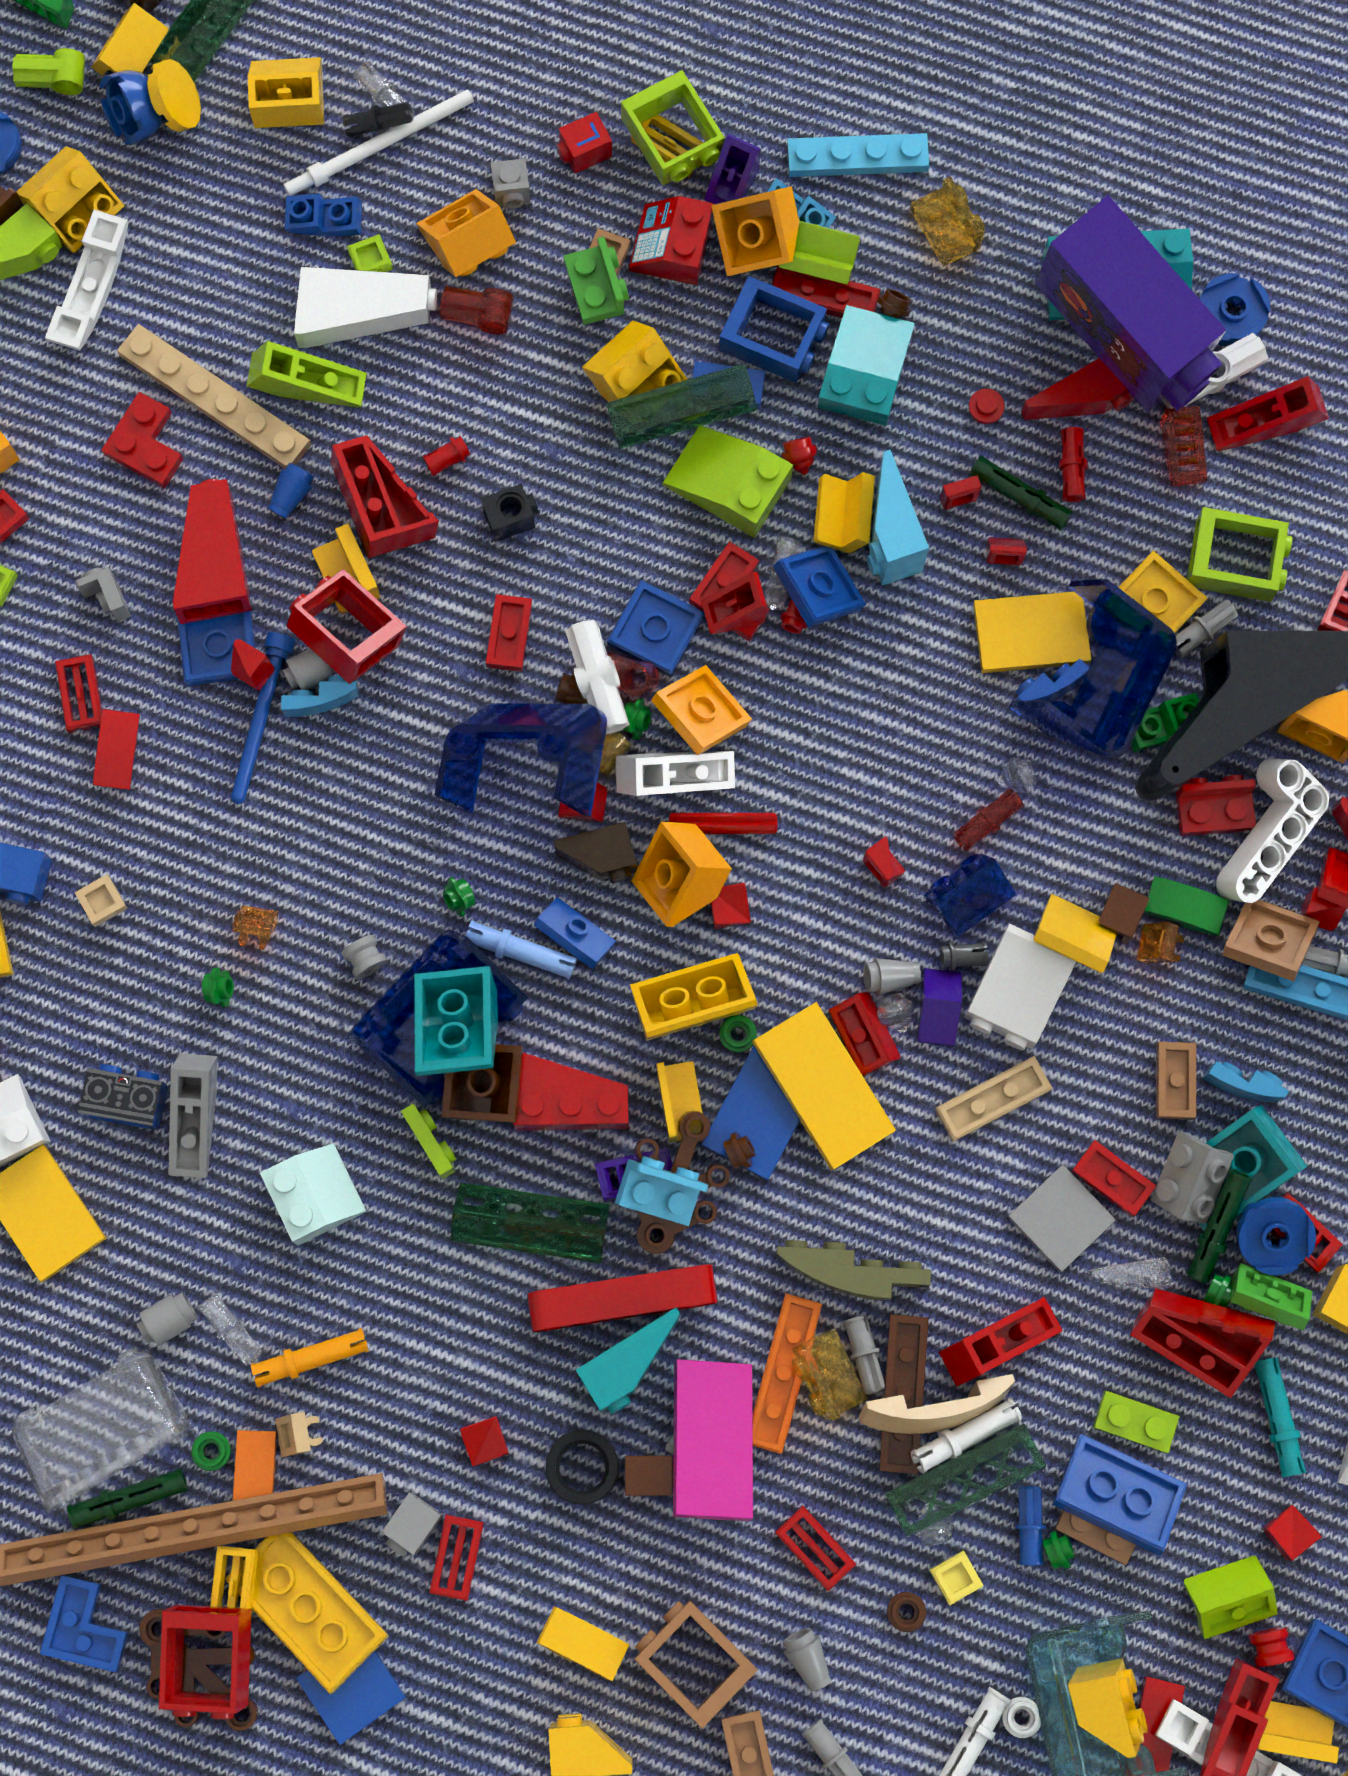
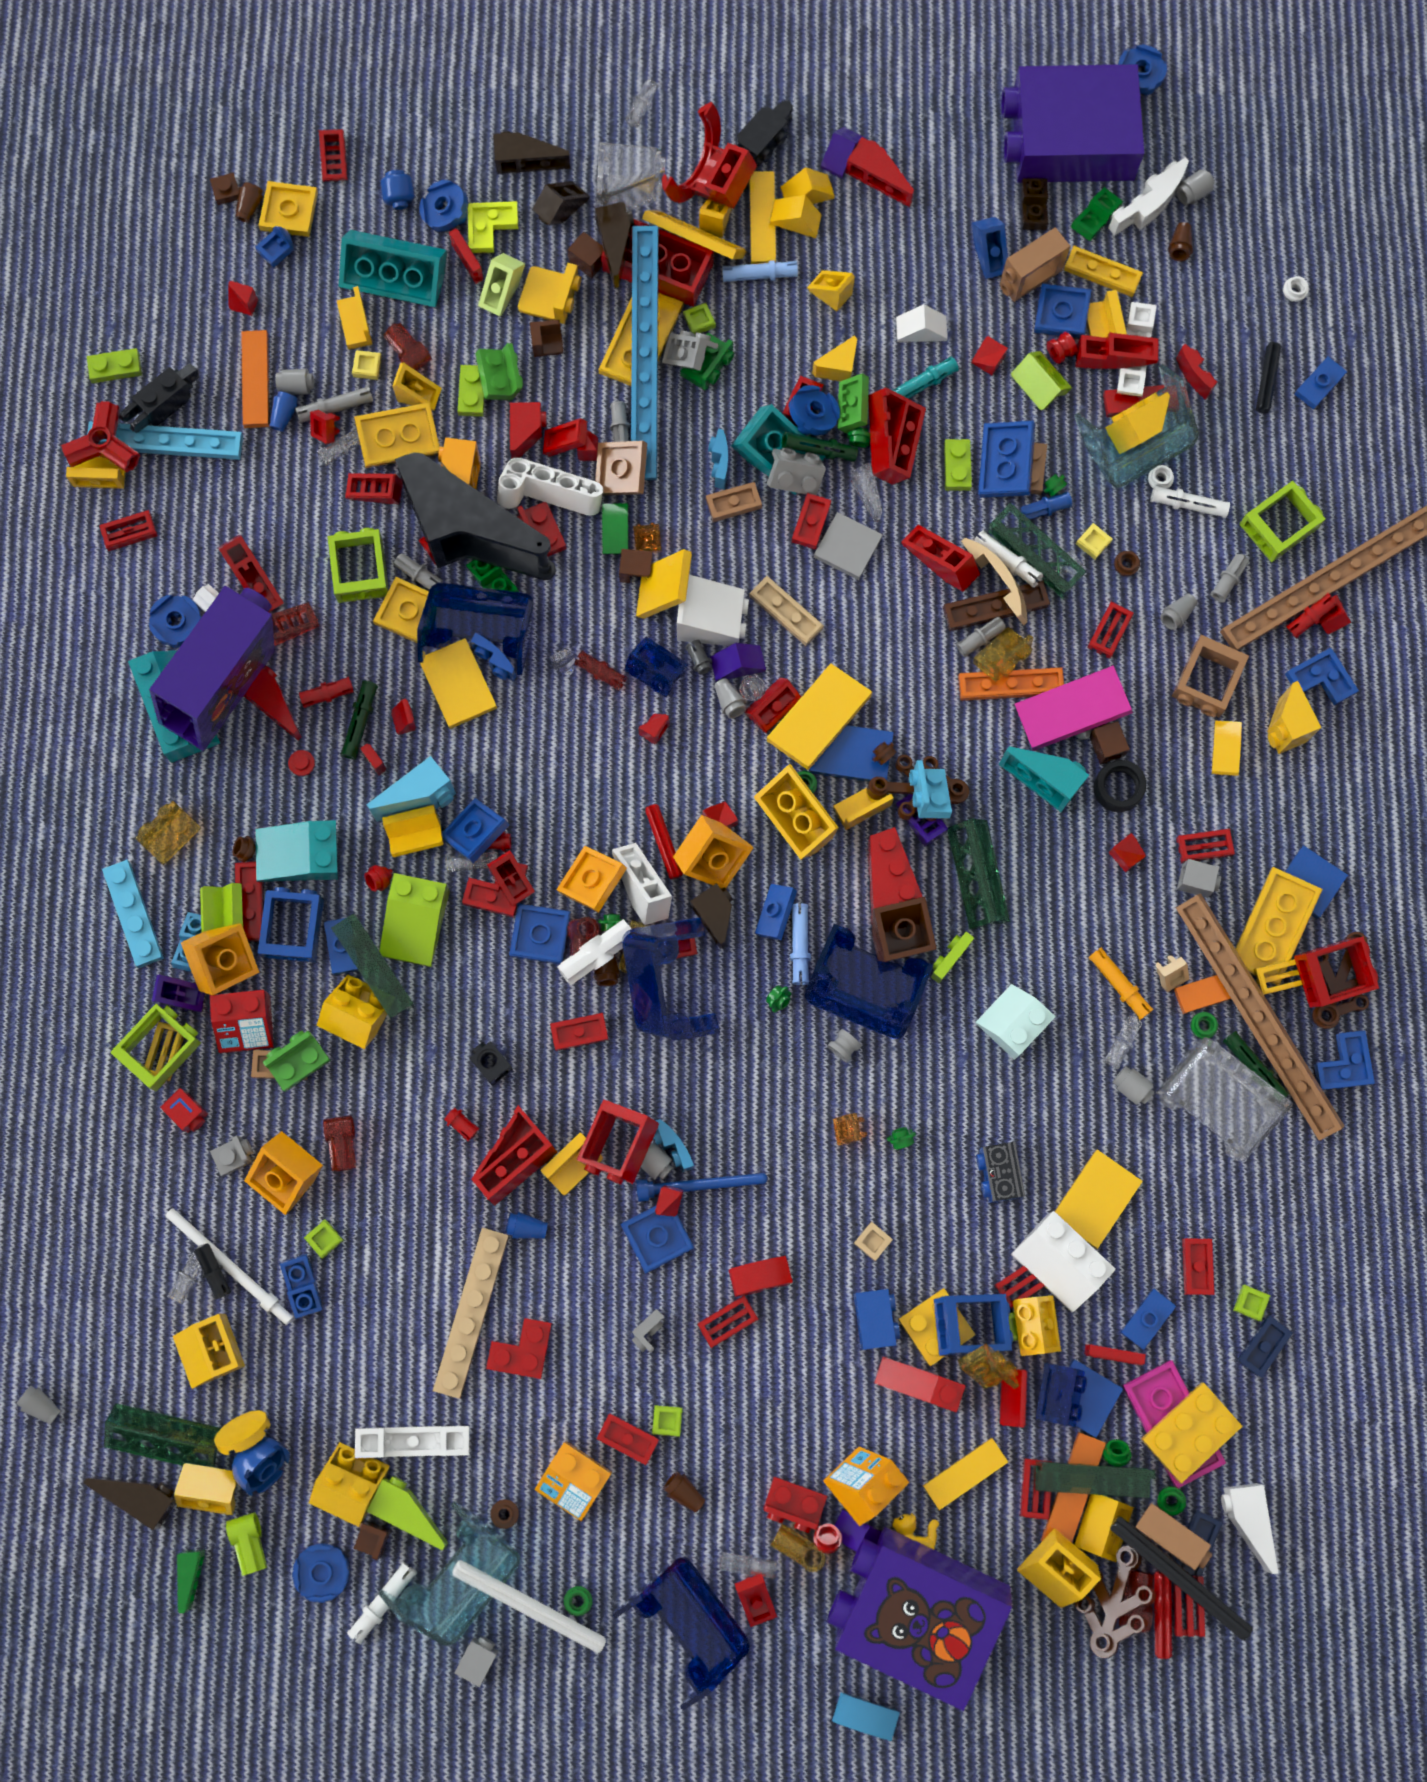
camera: 110 degrees left, 0 degrees up
(192, 1114) = (993, 1121): light grey slope -> none
(211, 561) = (599, 1259): red slope -> none
(304, 376) = (435, 1248): lime slope -> none
(356, 304) = (365, 1233): white slope -> none
(455, 1020) = (875, 956): teal slope -> none
(622, 1298) = (1005, 797): red beam -> none
(835, 1270) = (934, 669): olive slope -> none

